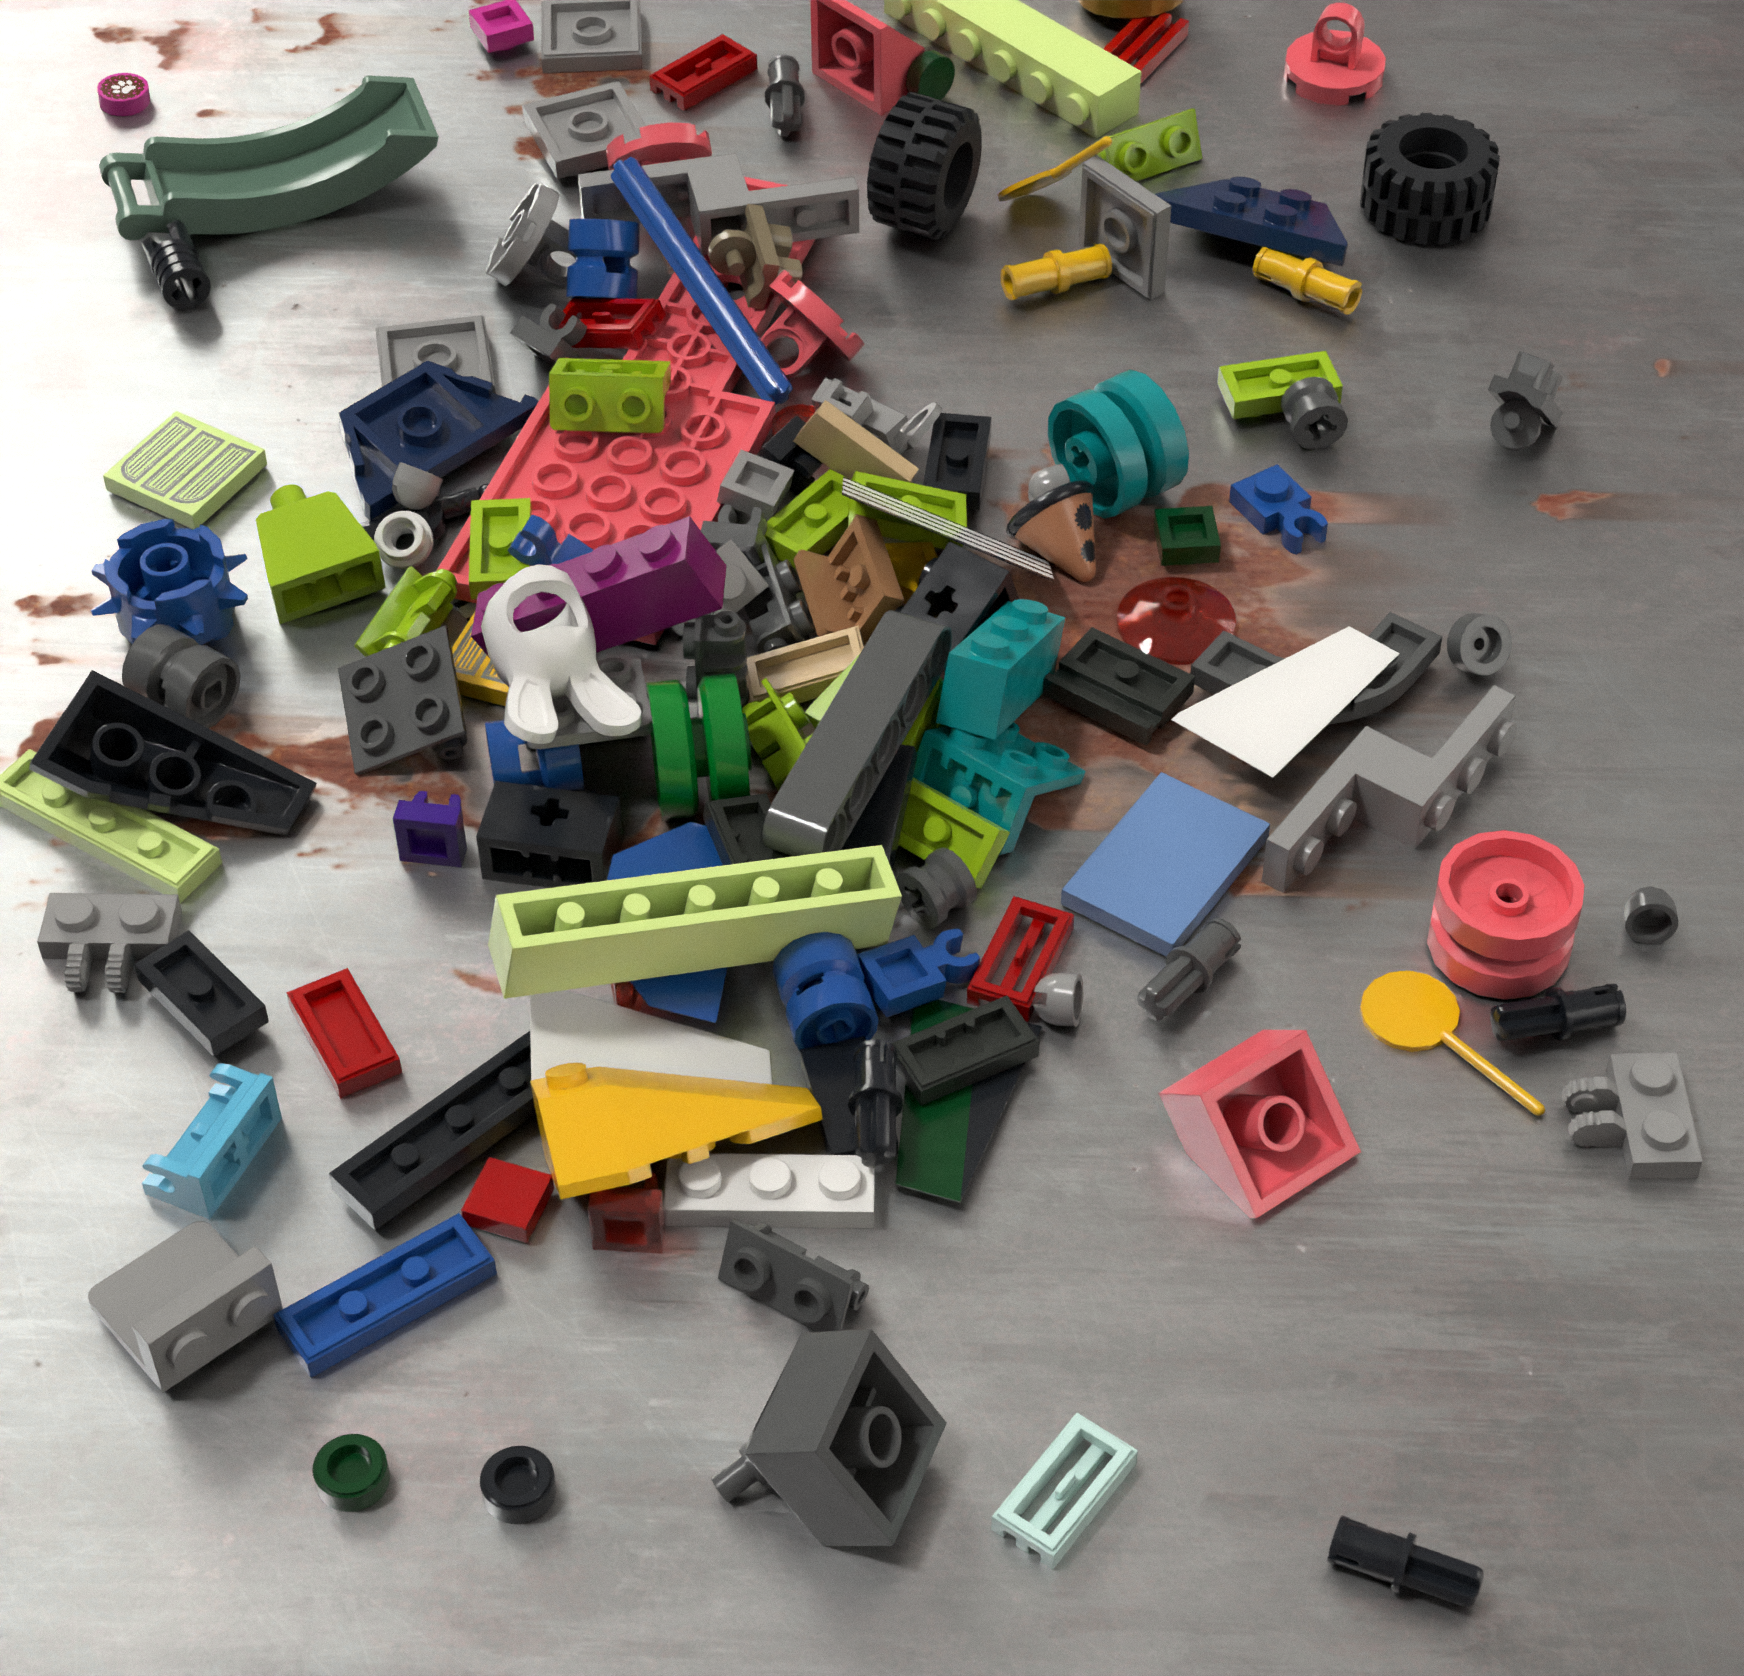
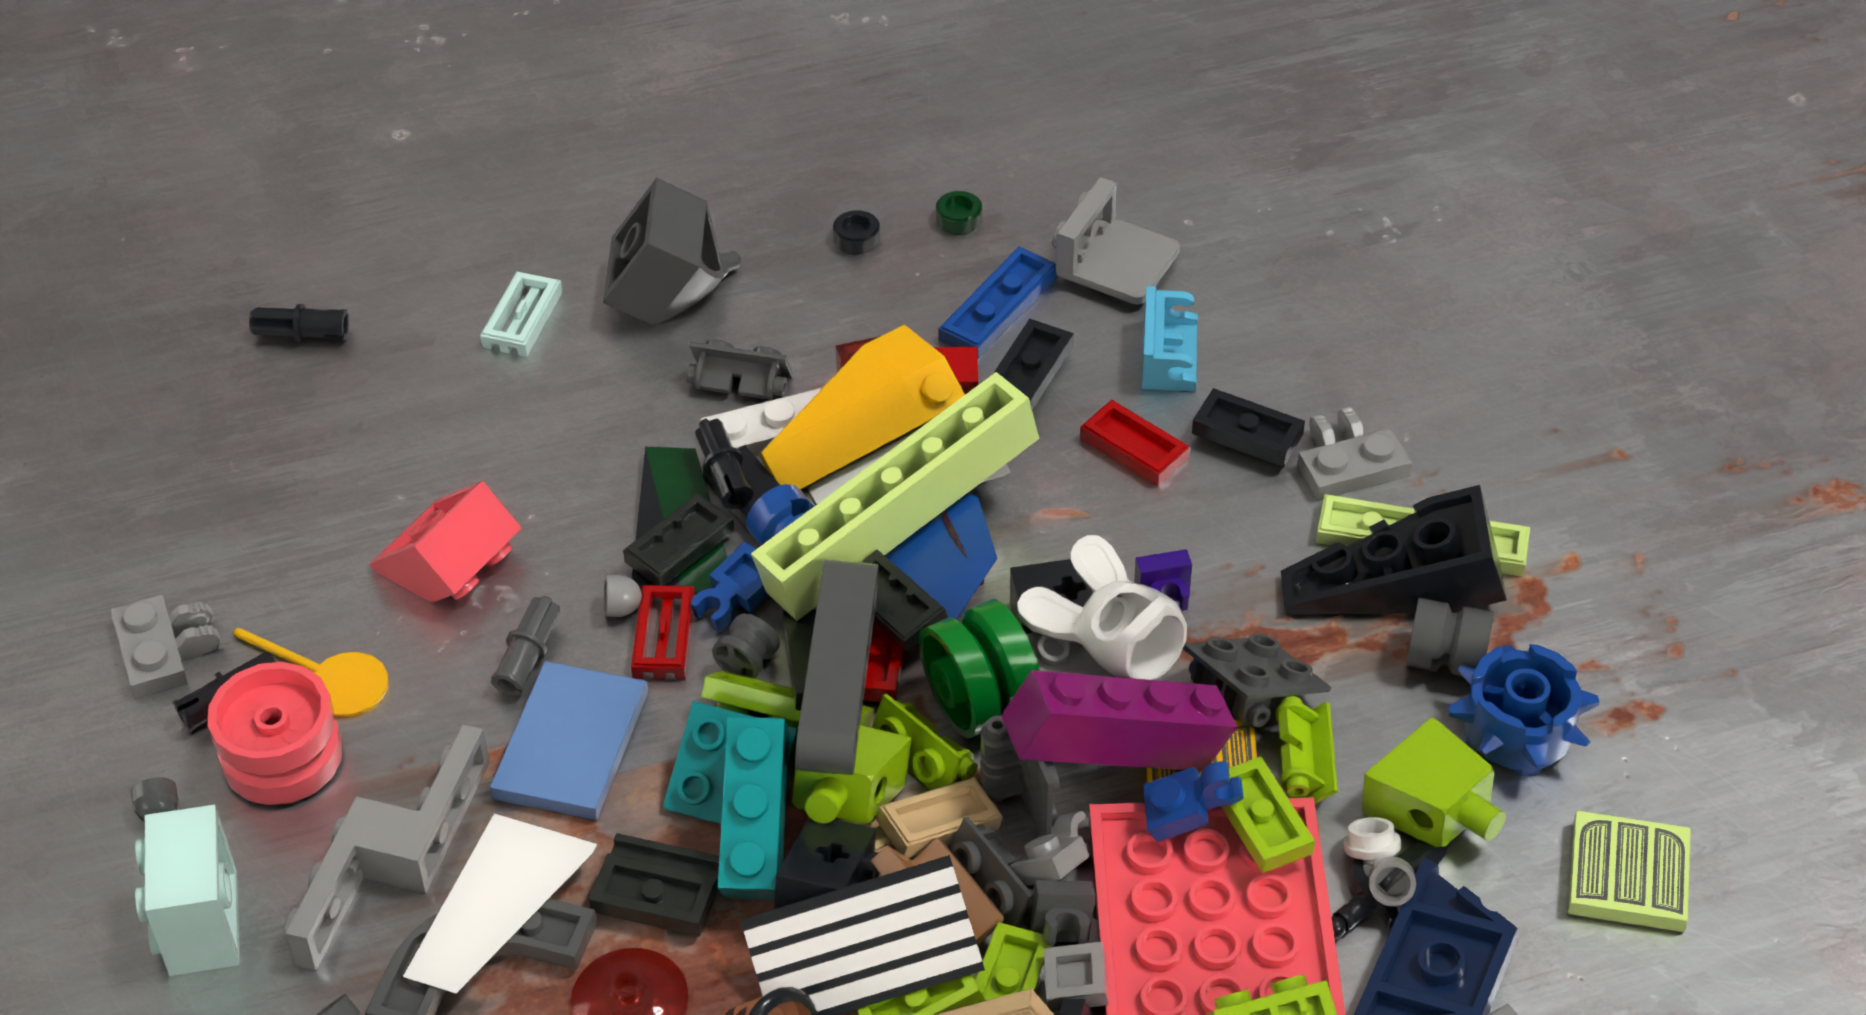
camera: 160 degrees right, 0 degrees up
(1615, 760) = (188, 890): none -> light aqua brick

